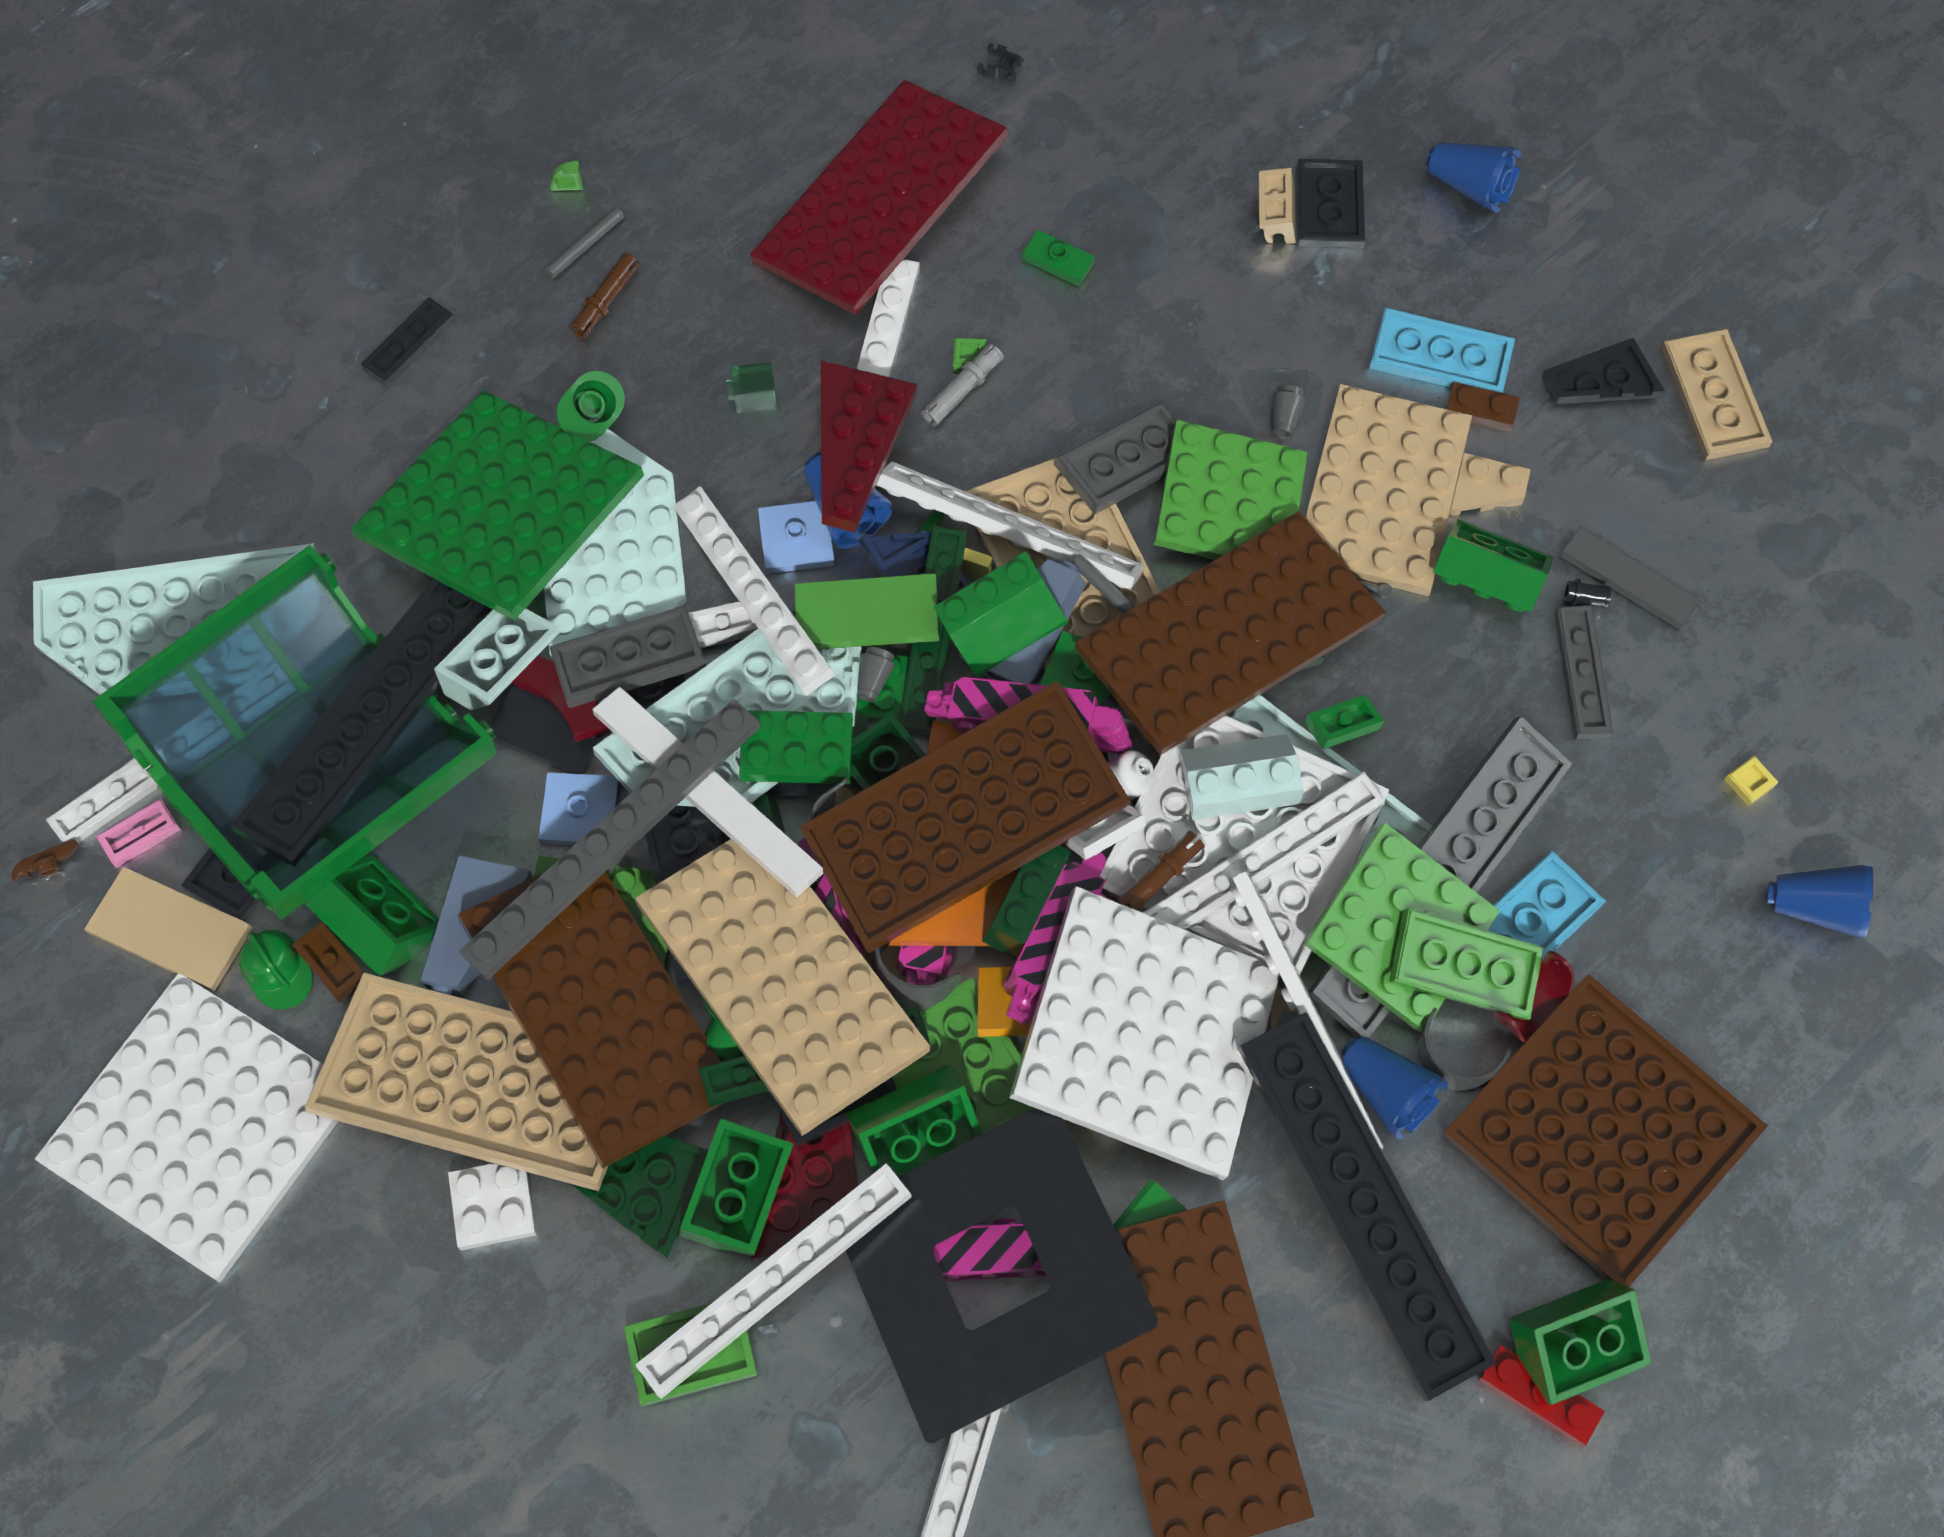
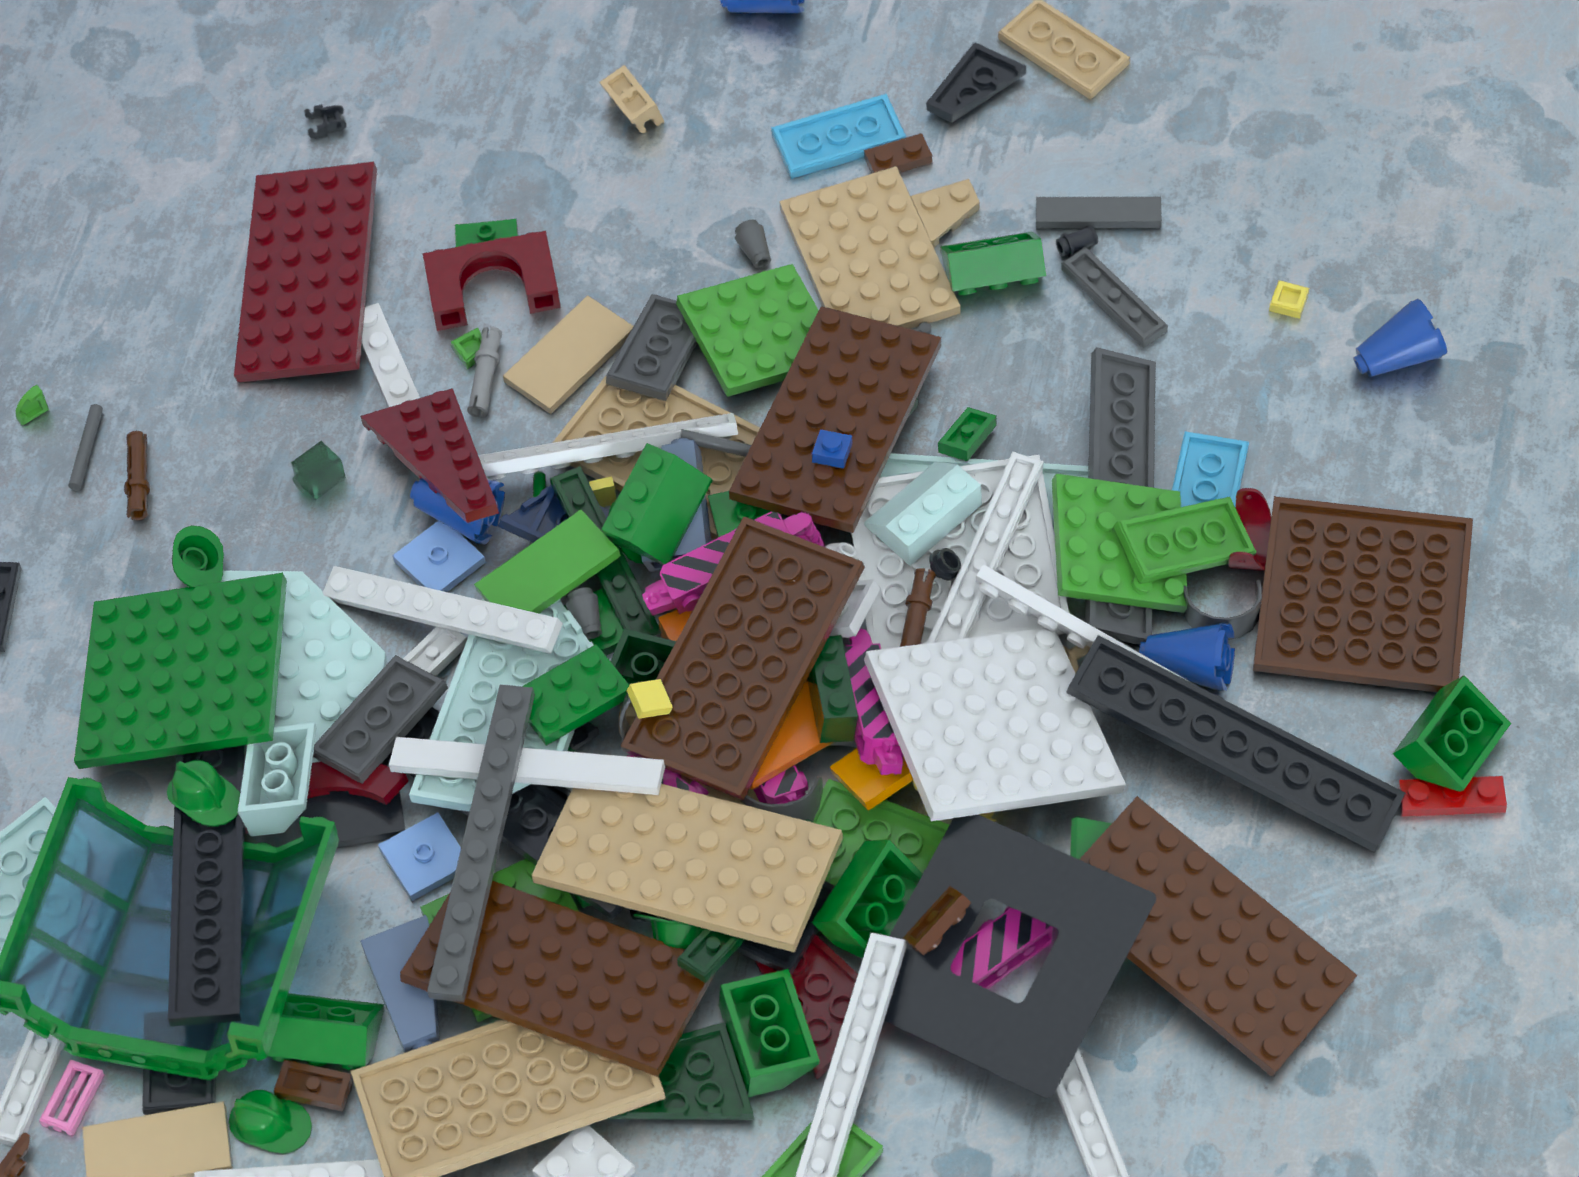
camera: 30 degrees left, 10 degrees down
(423, 631) = (203, 794): none -> green piece
(850, 801) = (649, 698): none -> light yellow tile
(949, 1196) = (935, 922): none -> reddish brown plate
(1003, 270) = (522, 255): none -> dark red arch
(1047, 414) = (568, 354): none -> tan tile
(1196, 661) = (832, 449): none -> blue plate
(1220, 841) = (945, 564): none -> black plate
(1330, 203) = (670, 76): black tile -> none

